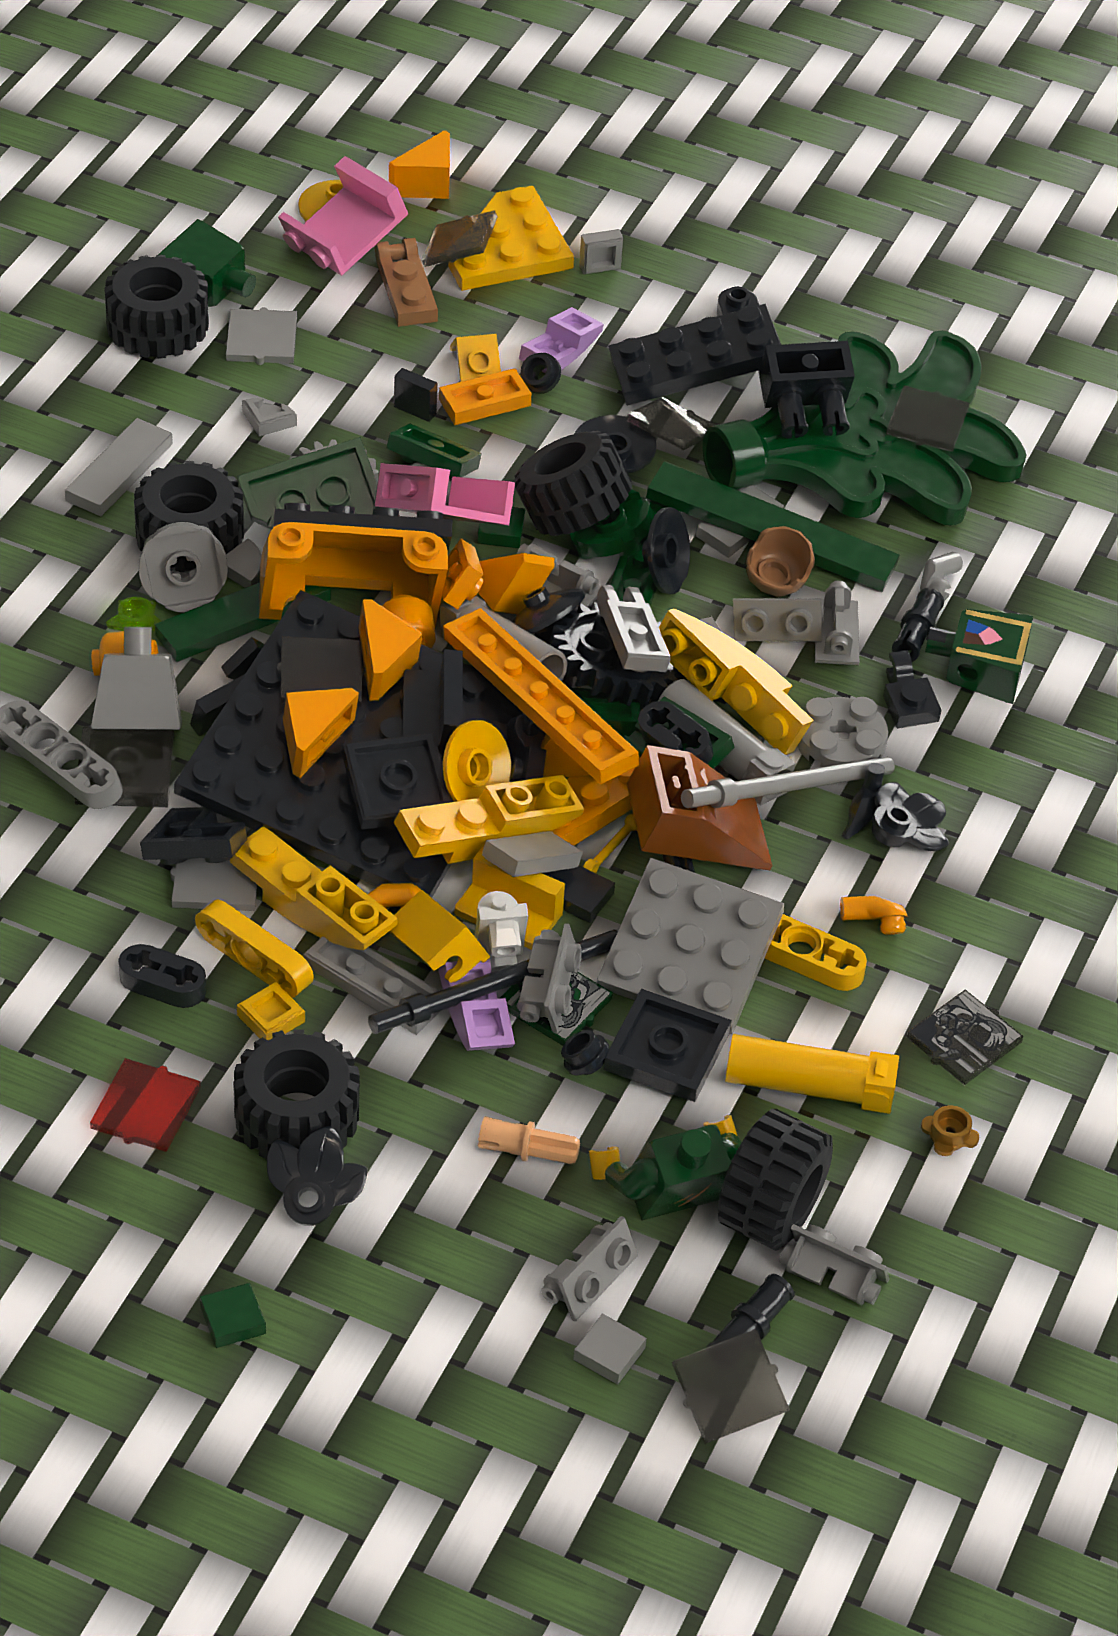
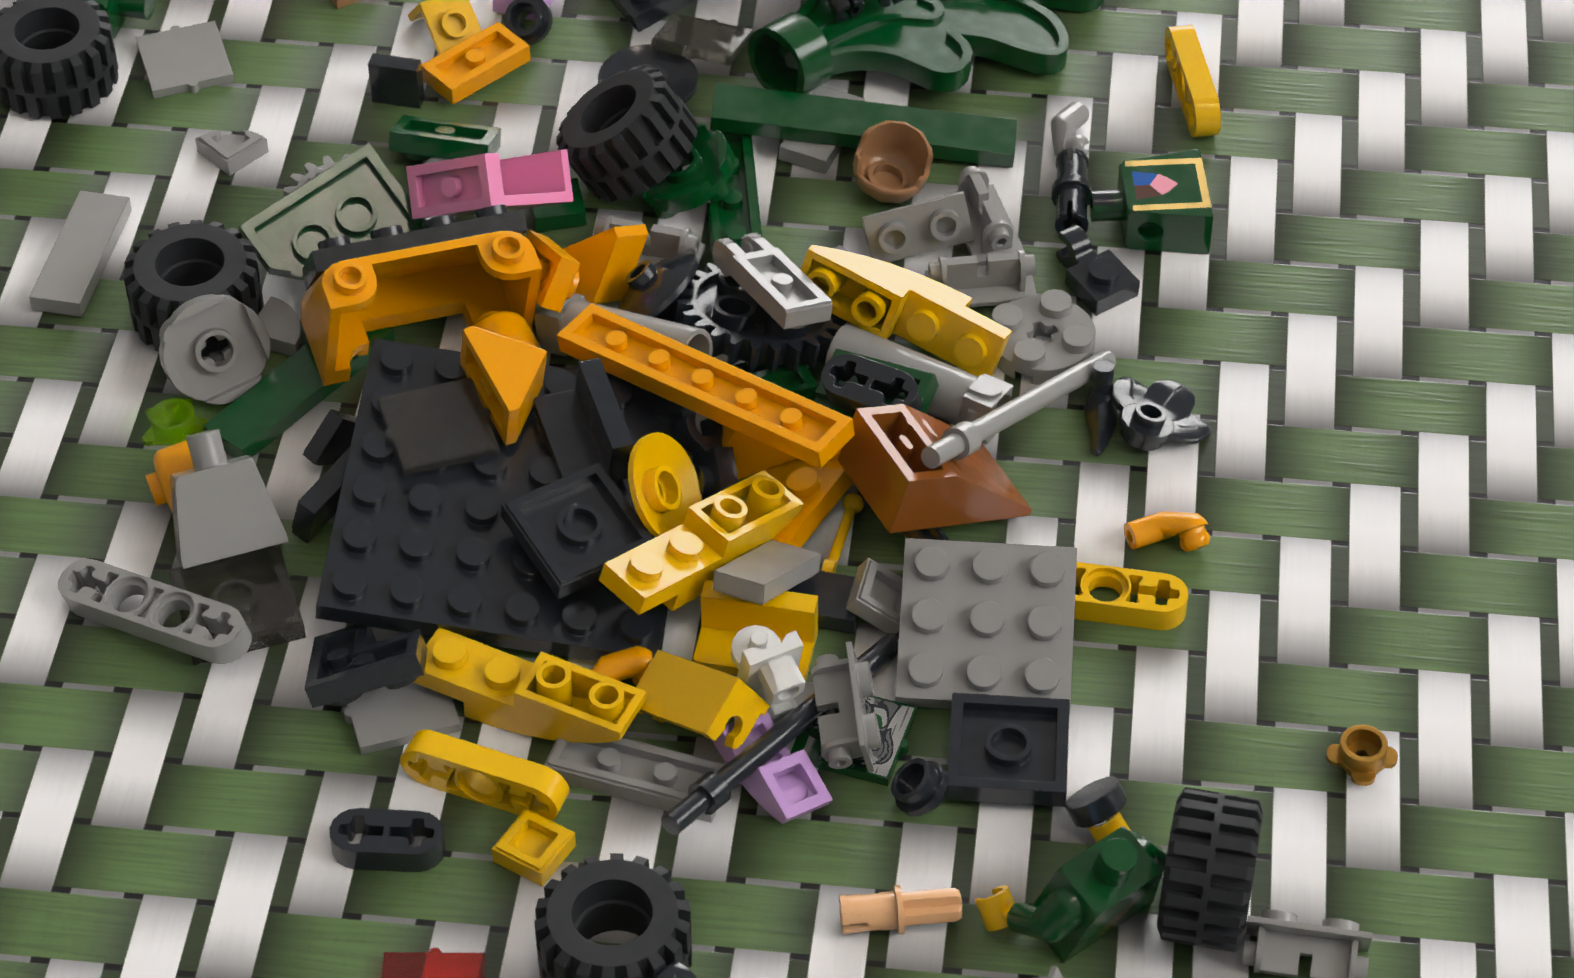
camera: 15 degrees left, 0 degrees up
(315, 722) = (455, 489): light orange slope -> none
(614, 896) = (876, 596): none -> light grey tile
(667, 550) = (762, 183): black dish -> none
(718, 1105) = (1096, 802): none -> black tile
(814, 1071) = (1186, 731): yellow piece -> none
(824, 679) = (998, 282): none -> light grey hinge
(964, 1037) = (1326, 643): piece -> none
(1059, 560) = (1192, 81): none -> yellow beam

